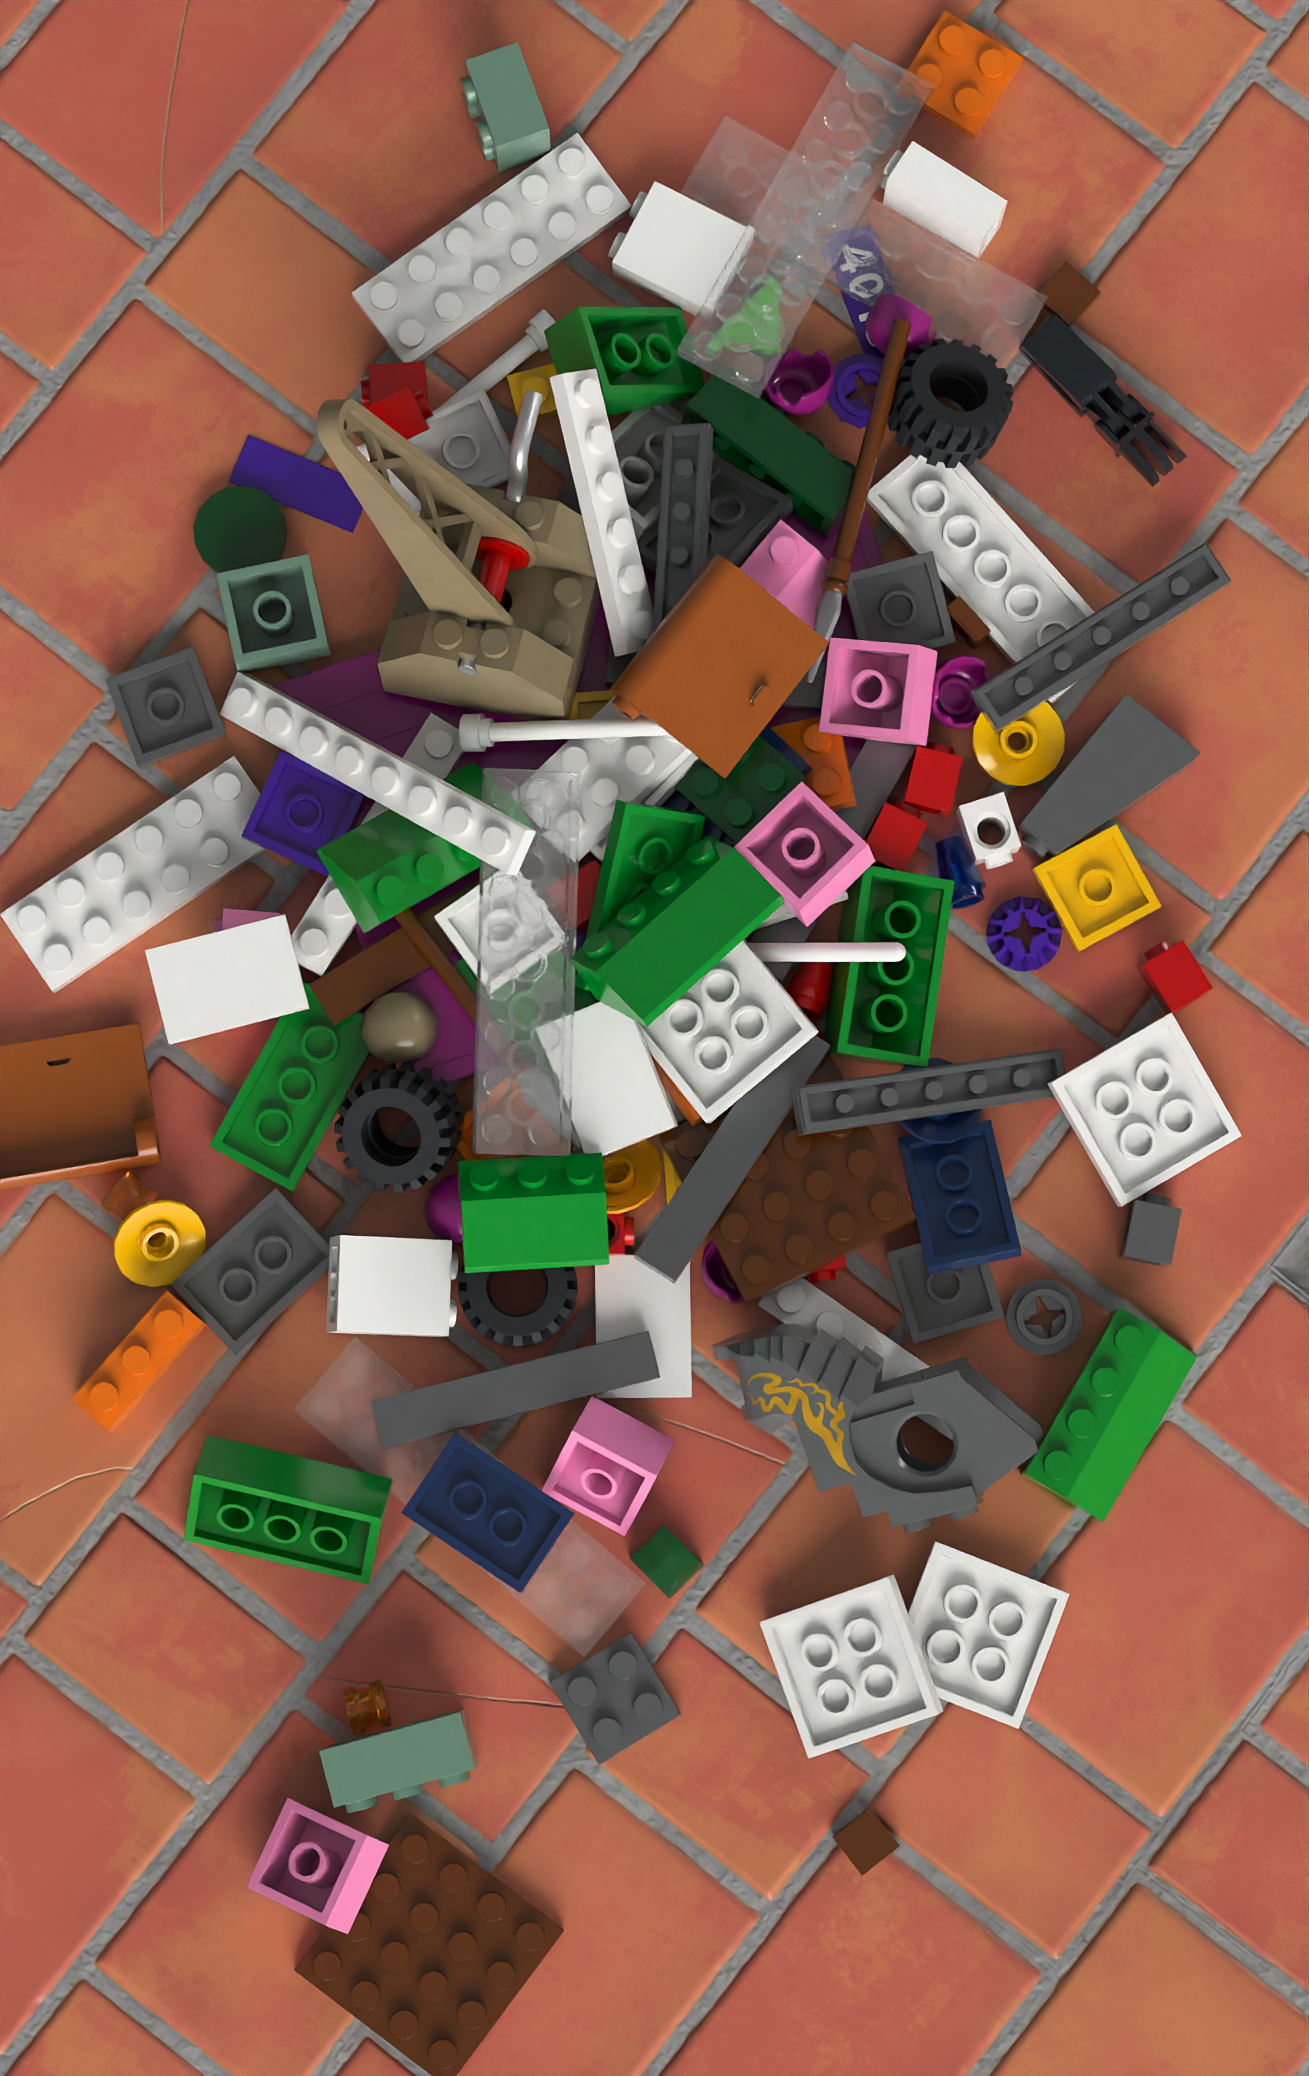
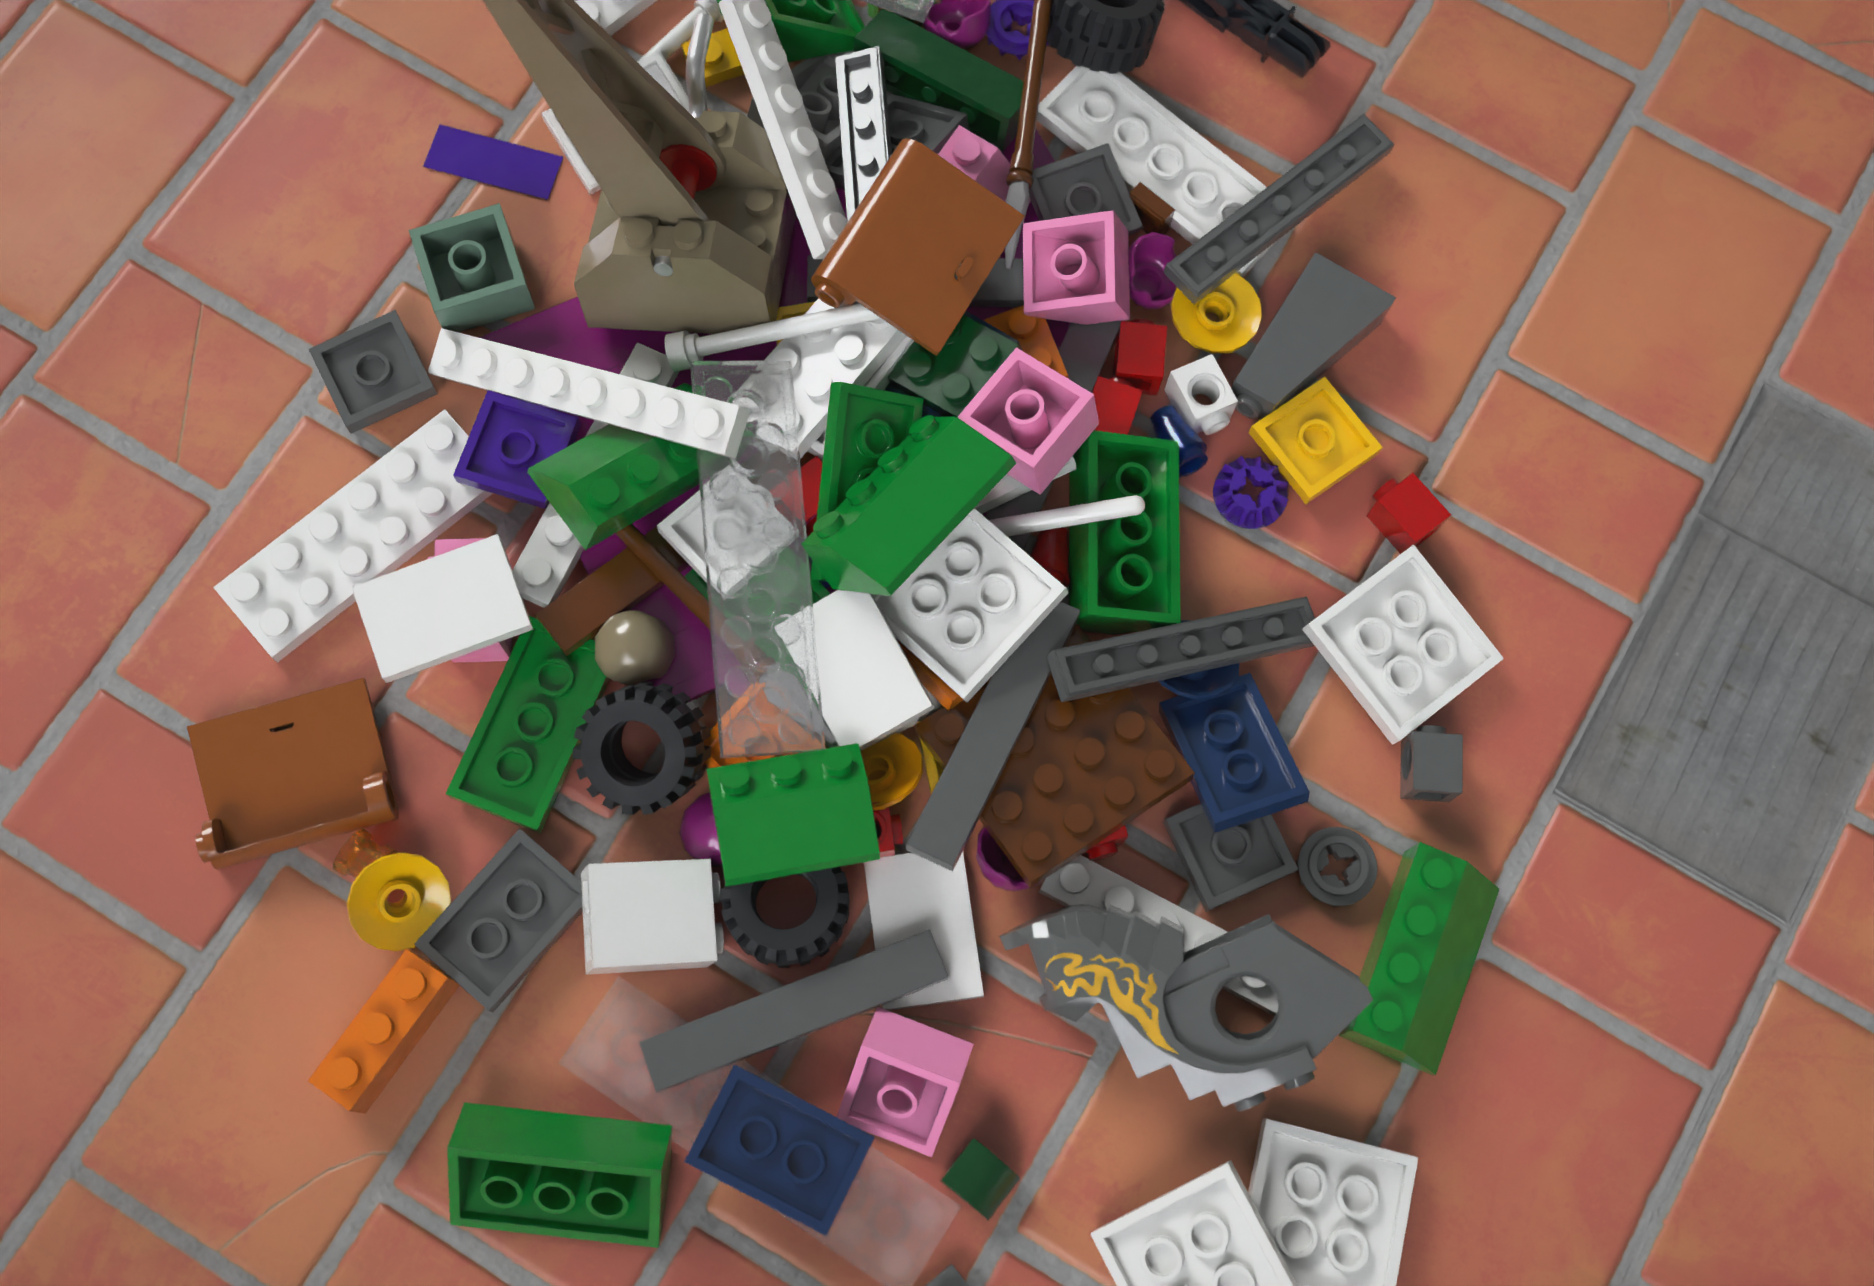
camera: 10 degrees left, 10 degrees down
(239, 529) = (432, 195): dark green tile -> none

